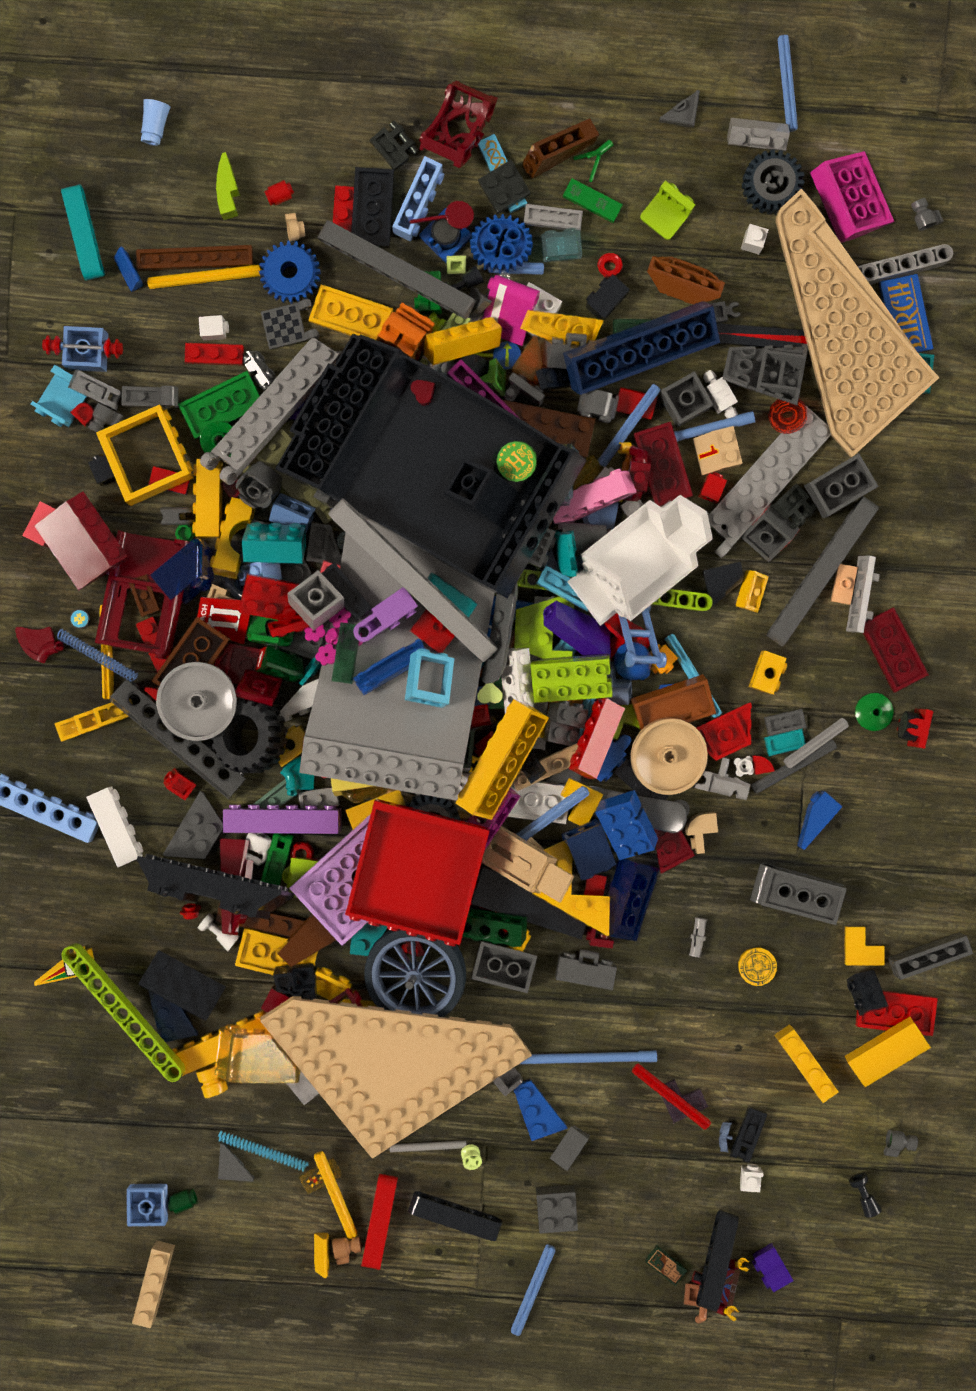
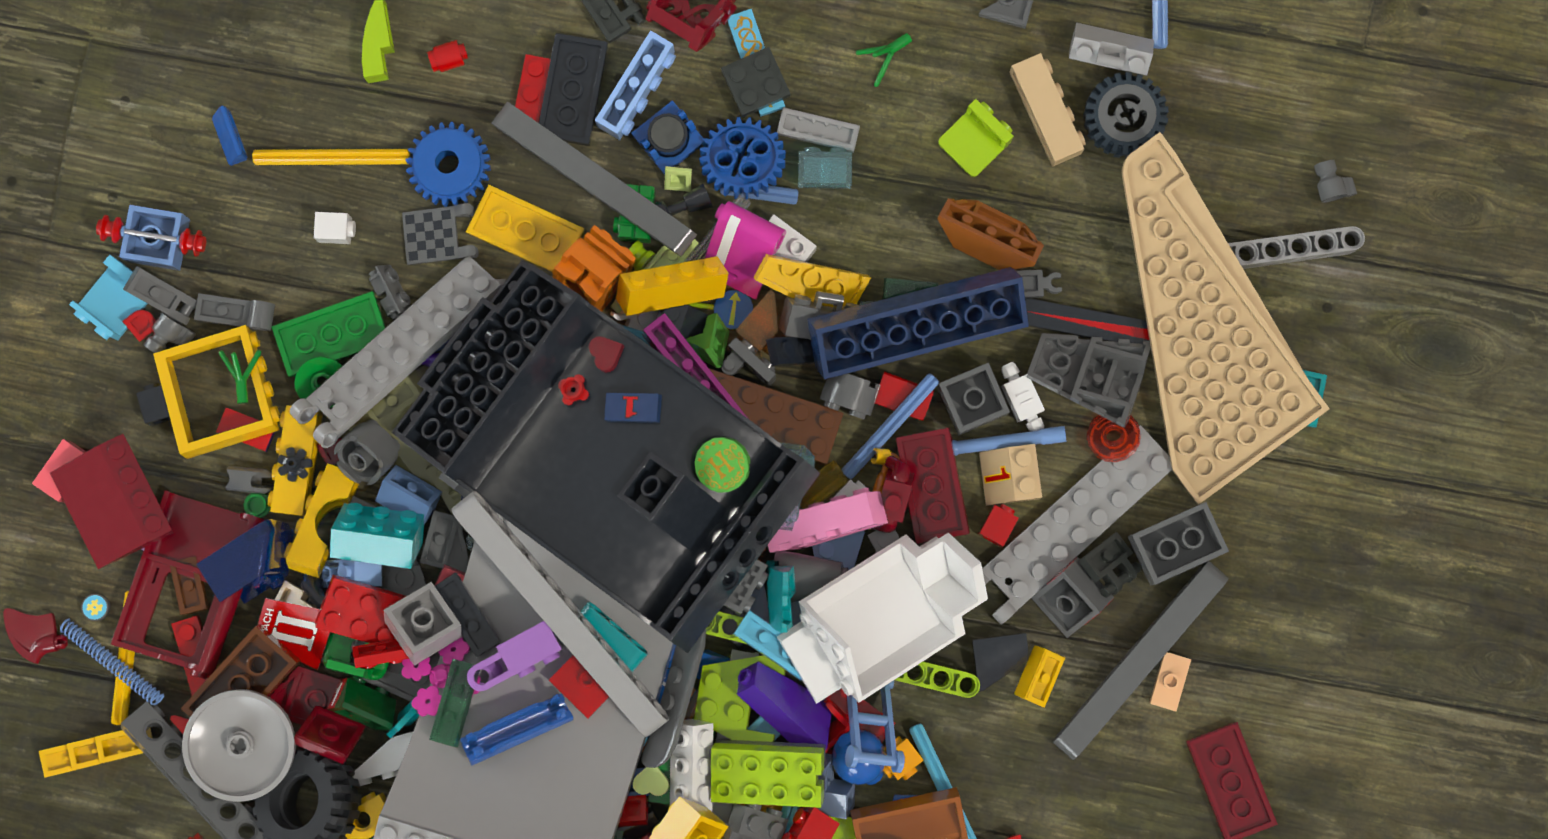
camera: 10 degrees right, 5 degrees down
(83, 232) = (174, 80): teal beam -> none
(161, 443) = (241, 381): none -> green plant
(194, 257) = (321, 130): reddish brown plate -> none
(211, 502) = (298, 467): none -> black plant
(214, 354) = (330, 263): red plate -> none
(294, 228) = (463, 106): tan piece -> none
(397, 418) = (567, 384): none -> red plate
(424, 697) = (556, 779): medium azure window -> none
(448, 427) = (633, 407): none -> dark blue tile
(458, 215) = (686, 113): dark red piece -> none
(481, 302) = (704, 234): dark grey tile -> none
(559, 147) = (837, 37): reddish brown slope -> none
(592, 200) = (875, 112): green tile -> none
(607, 298) = (880, 246): black brick -> none
(610, 257) = (889, 192): red piece -> none
(716, 184) = (1046, 109): none -> tan brick
(754, 239) = (1092, 189): white brick -> none
(760, 681) = (1049, 778): yellow brick -> none
(851, 196) = (1233, 146): dark pink slope -> none
(860, 598) = (1192, 698): light grey hinge -> none
(906, 305) = (1293, 304): blue tile -> none

